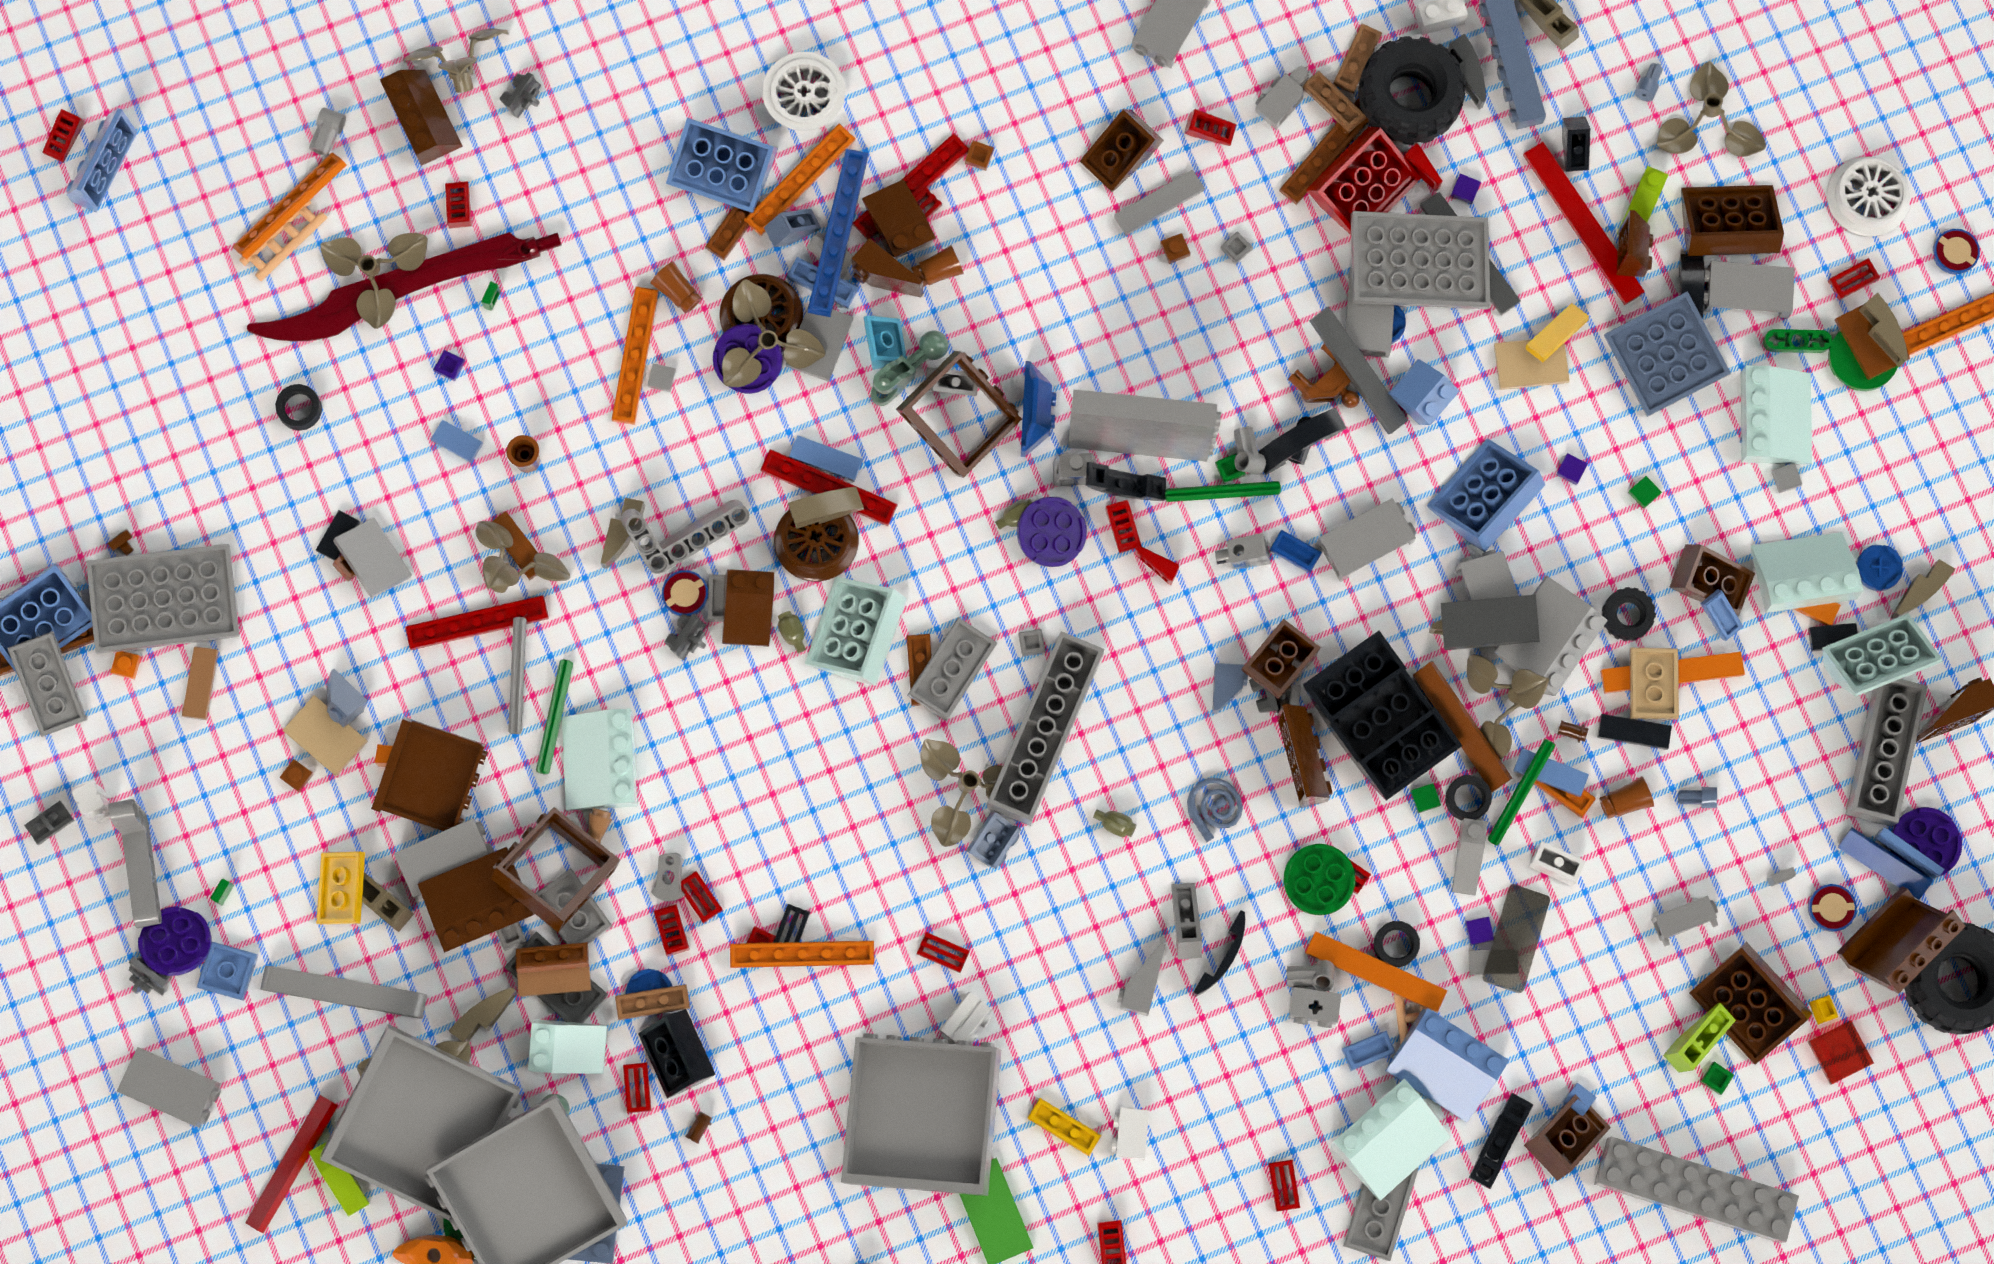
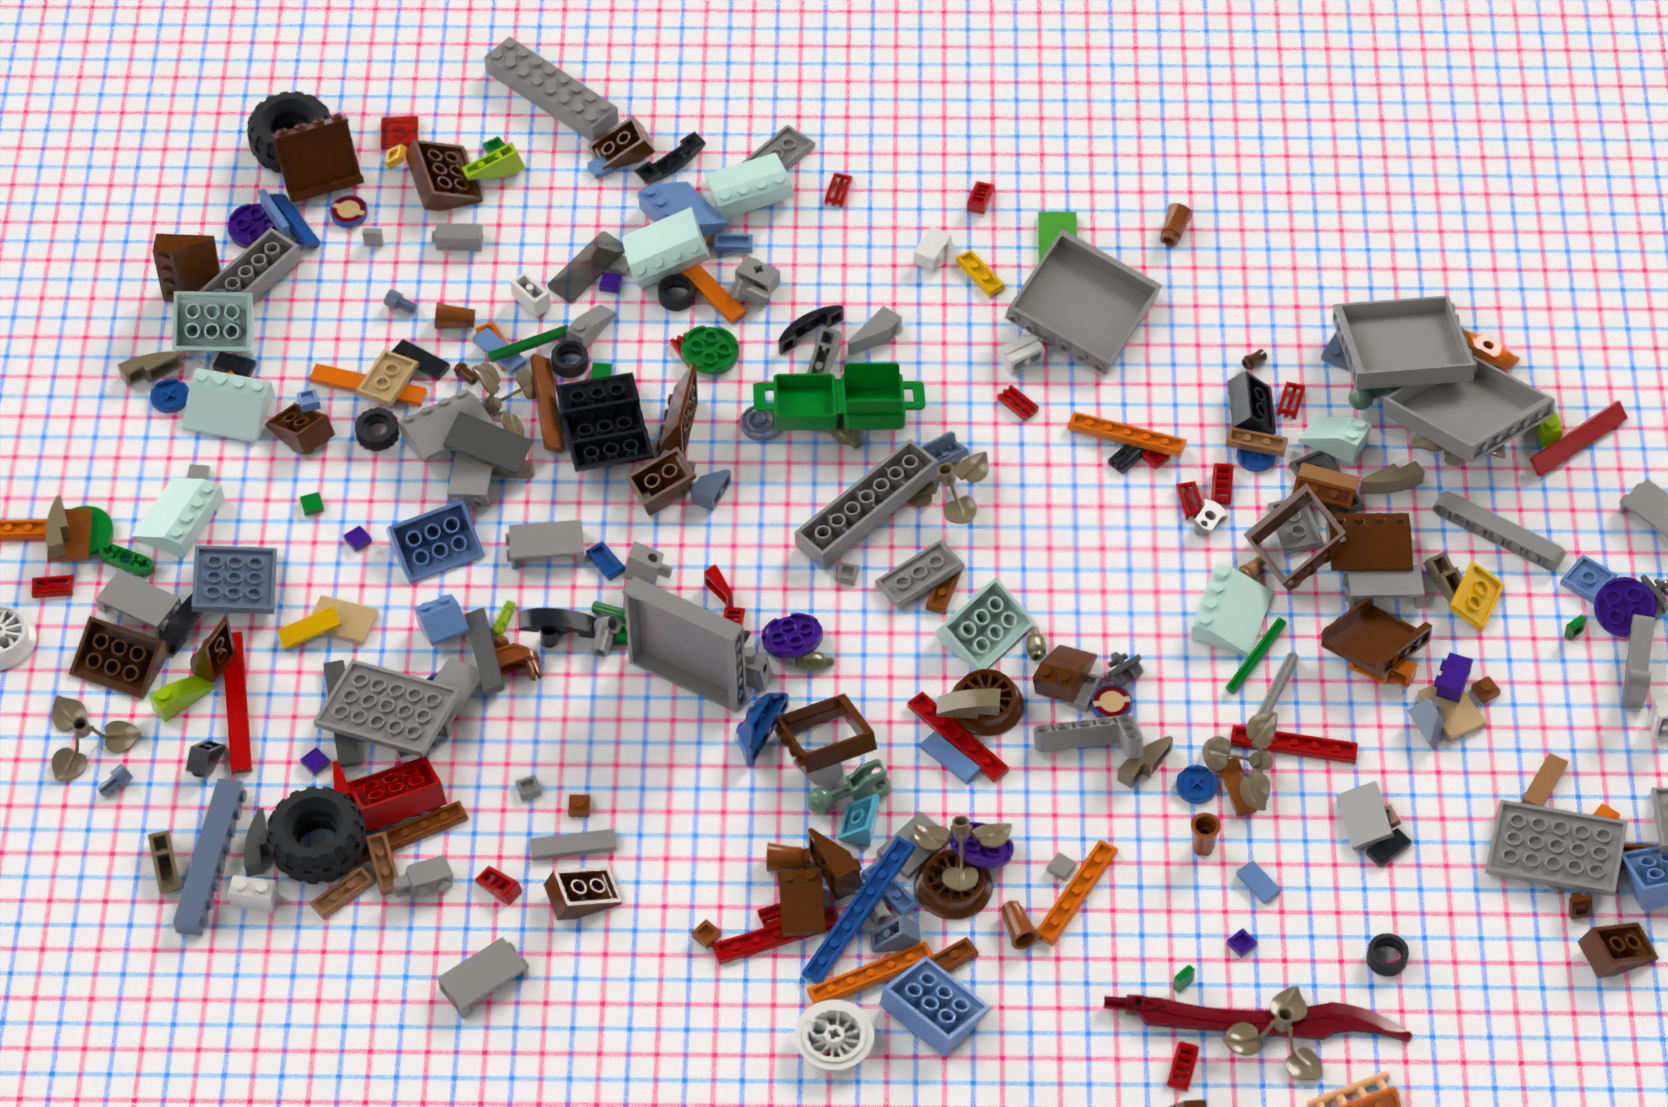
camera: 155 degrees left, 25 degrees down
(68, 506) = (1616, 949): none -> reddish brown slope
(331, 763) = (1453, 677): none -> dark purple brick
(560, 531) = (1196, 784): none -> blue tile
(1158, 843) = (866, 396): none -> green piece
(1365, 434) = (504, 618): none -> lime axle
(1433, 981) = (665, 248): none -> light aqua slope

